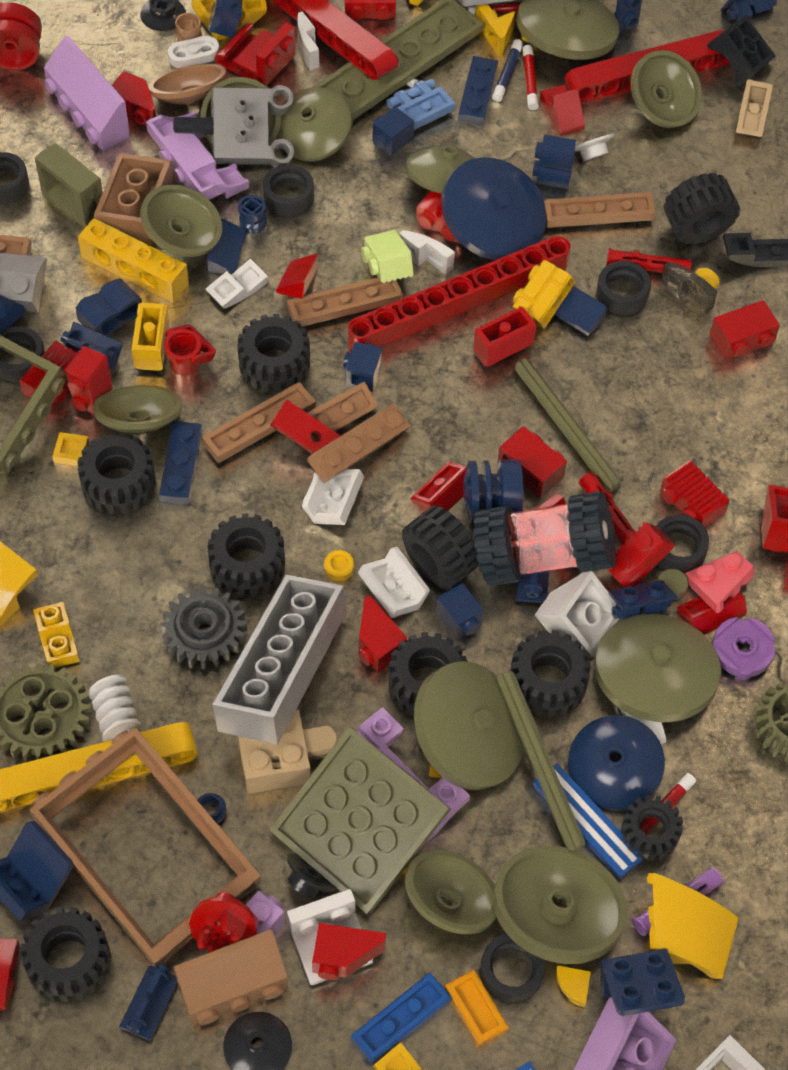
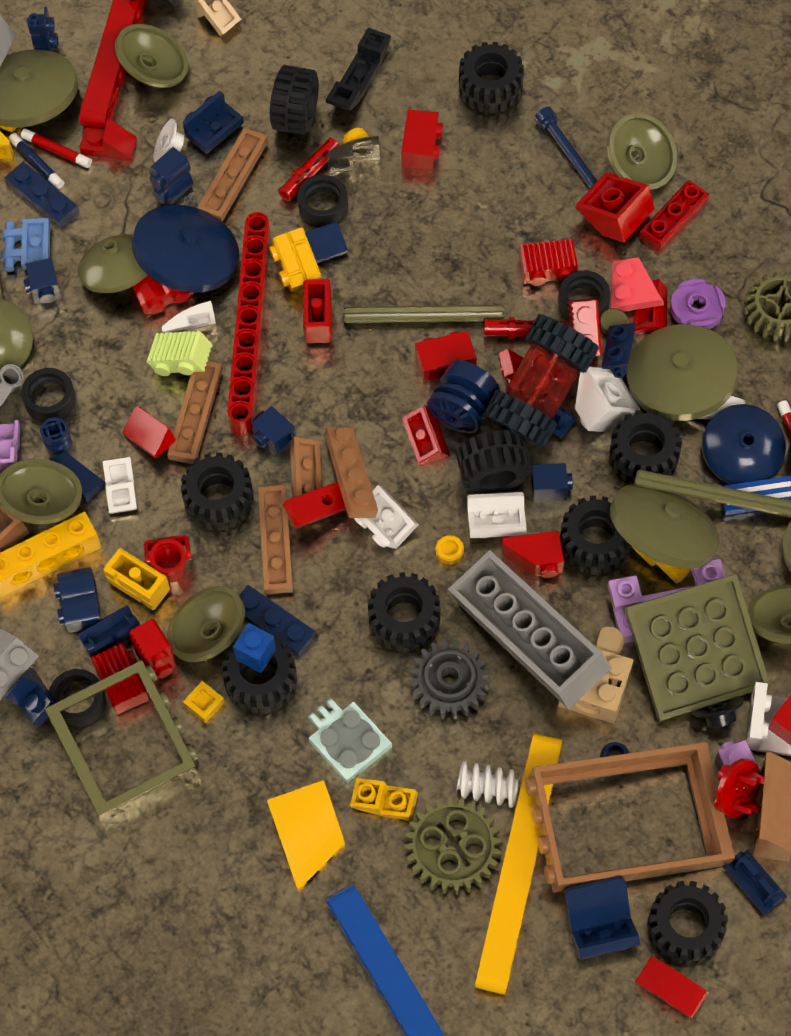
camera: 55 degrees left, 5 degrees up
(99, 577) = (347, 739): none -> piece
(123, 445) = (254, 647): none -> blue brick
(637, 166) = (211, 123): none -> dark blue bracket

